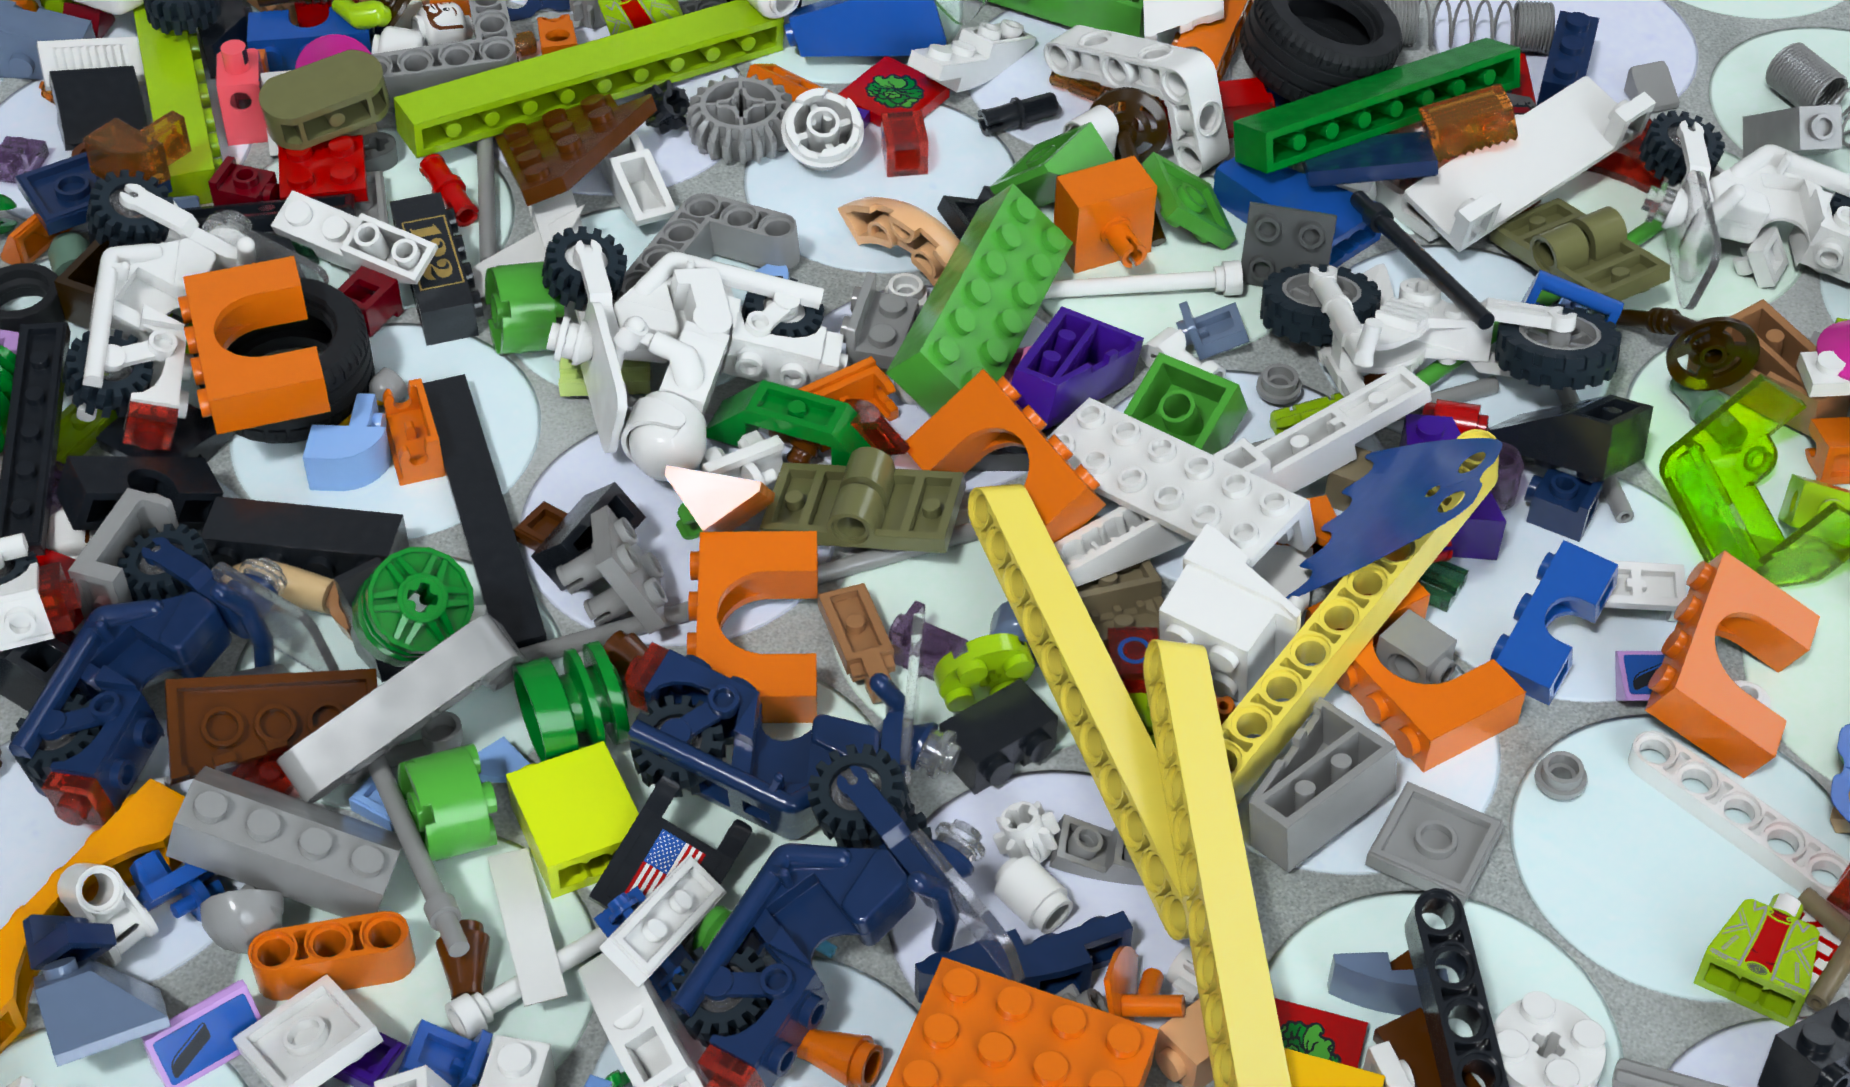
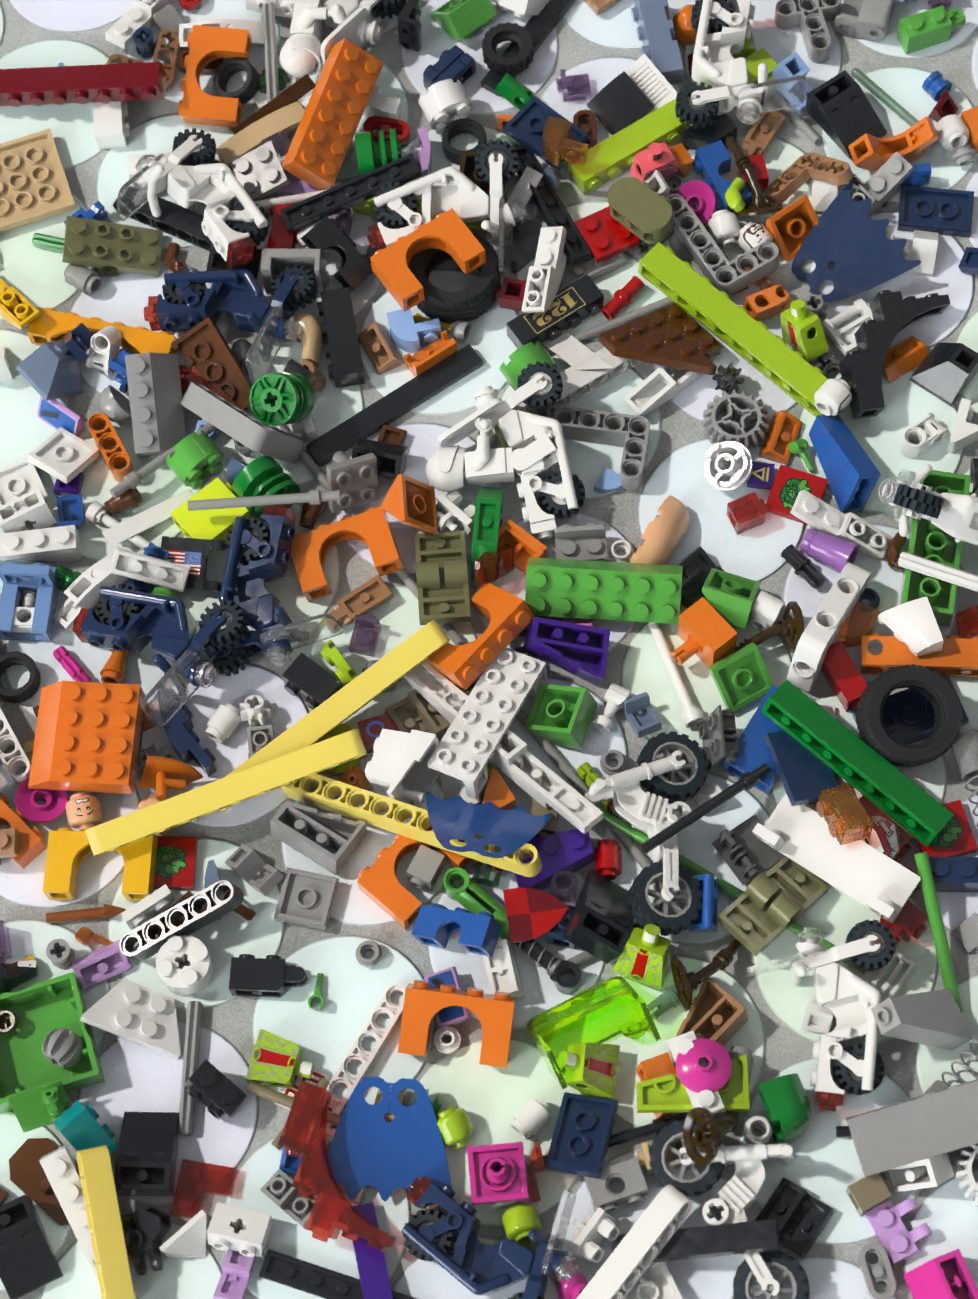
camera: 80 degrees right, 20 degrees up
(242, 184) = (583, 200): dark red brick -> none
(373, 494) = (380, 348): none -> medium nougat slope
(648, 603) = (313, 497): none -> light grey bar
(816, 71) = (800, 447): none -> bright green hand
(1009, 72) = (829, 549): none -> medium lavender plant
(1035, 22) = (894, 550): none -> reddish brown arm
(1360, 916) = (253, 869): none -> light grey slope
(1483, 269) = (745, 852): none -> dark grey hinge
(1493, 600) = (554, 966): none -> piece
(1541, 516) = (531, 913): none -> shield
(1585, 941) = (263, 976): none -> black hinge
(1621, 89) = (937, 926): none -> bright green piece
(1638, 878) = (318, 992): none -> bright green hand
(1655, 384) = (645, 957): none -> lime torso

